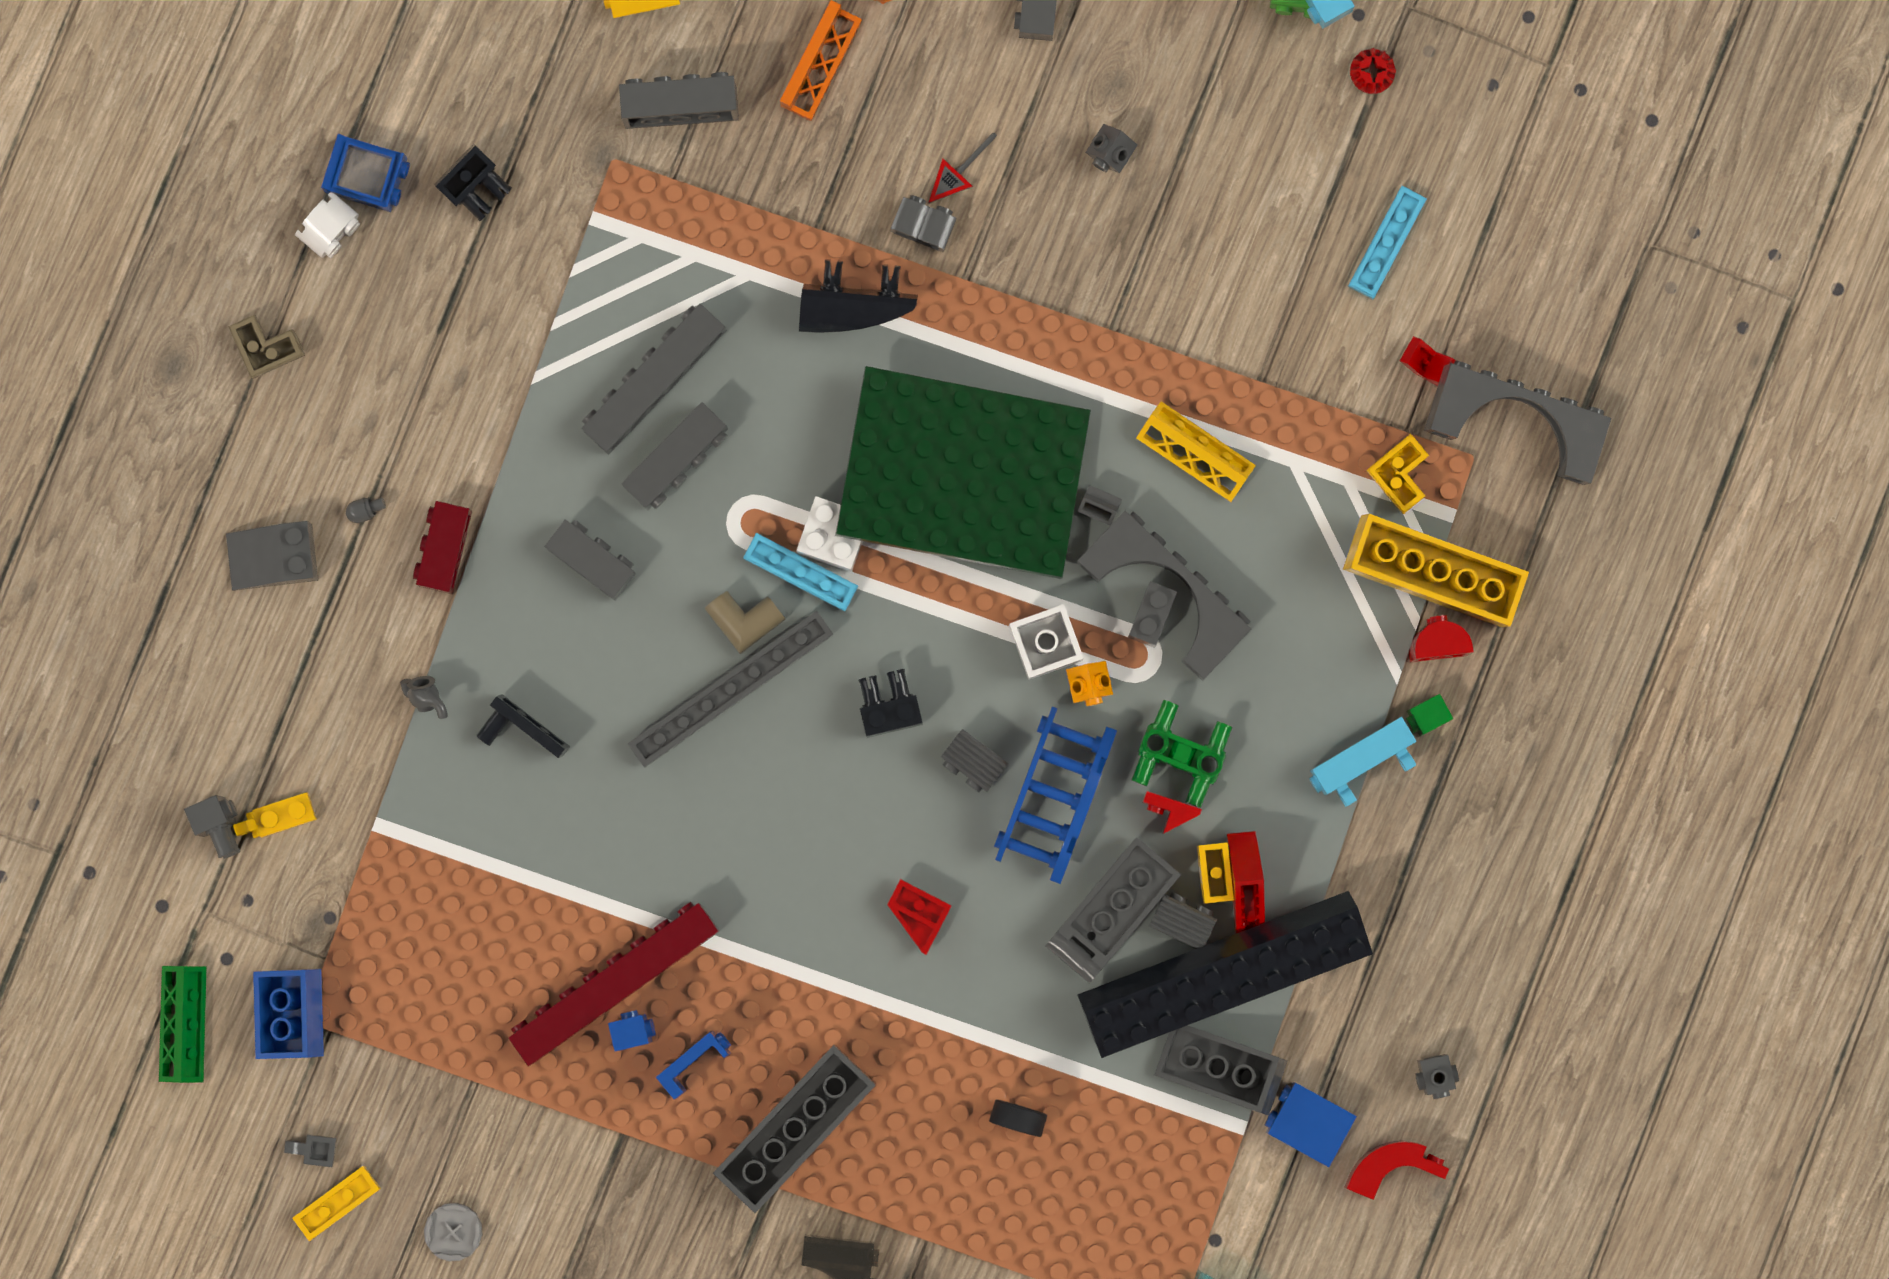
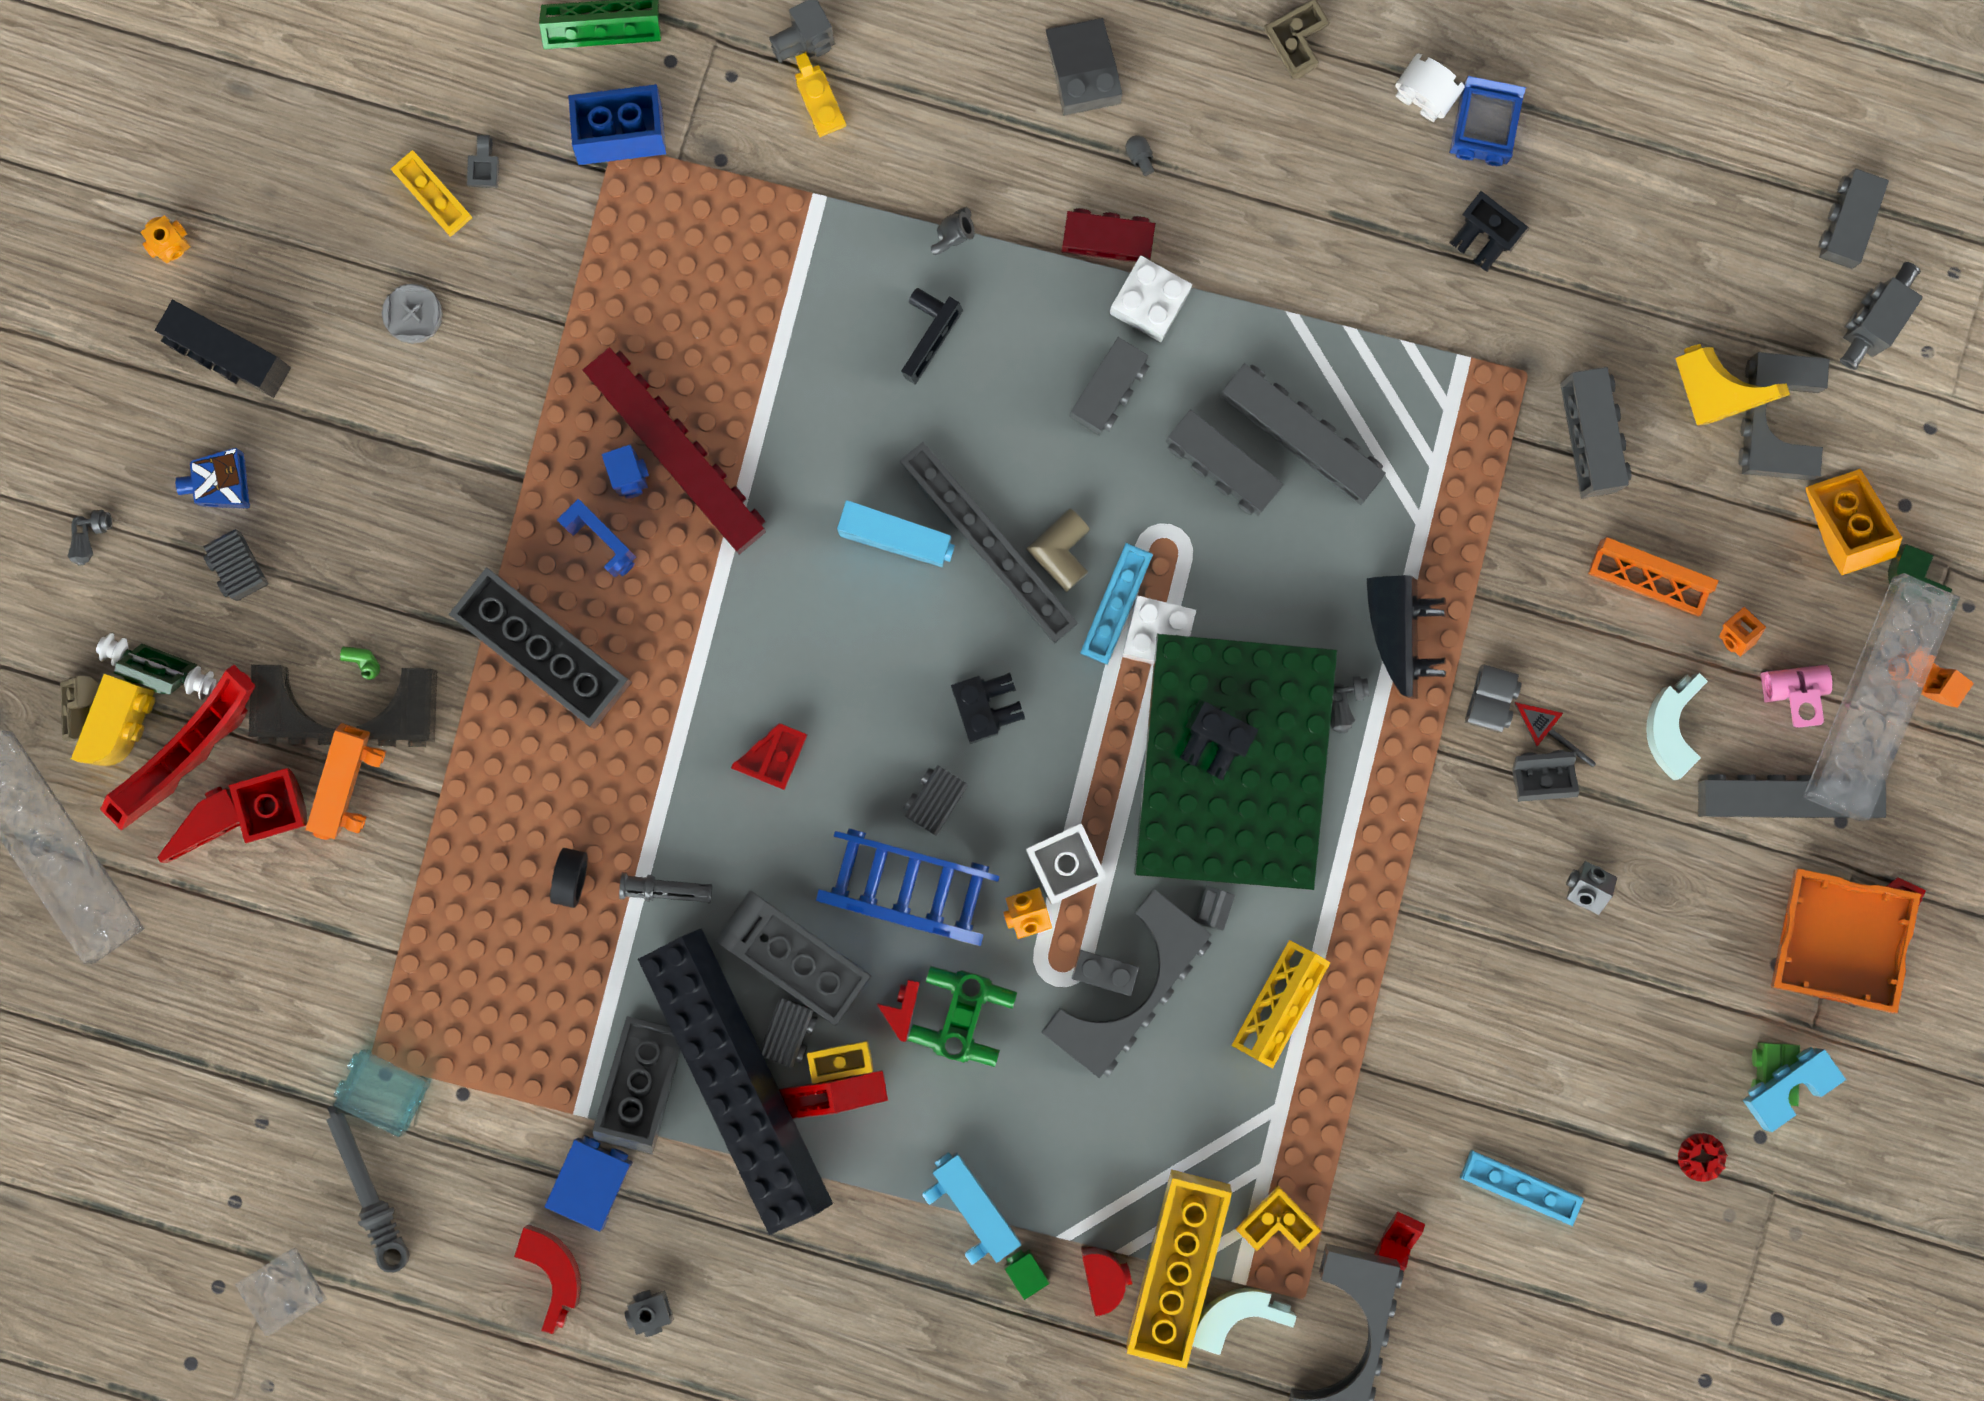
camera: 80 degrees right, 0 degrees up
(509, 511) = (1150, 298): none -> white brick
(716, 777) = (894, 534): none -> medium azure slope
(927, 368) = (1341, 714): none -> dark grey piece
(927, 490) = (1215, 725): none -> black brick
(965, 65) = (1663, 729): none -> light aqua arch
(1001, 181) = (1545, 776): none -> dark grey bracket
(1035, 1042) = (650, 888): none -> dark grey pin
(1475, 522) = (1232, 1307): none -> light aqua arch

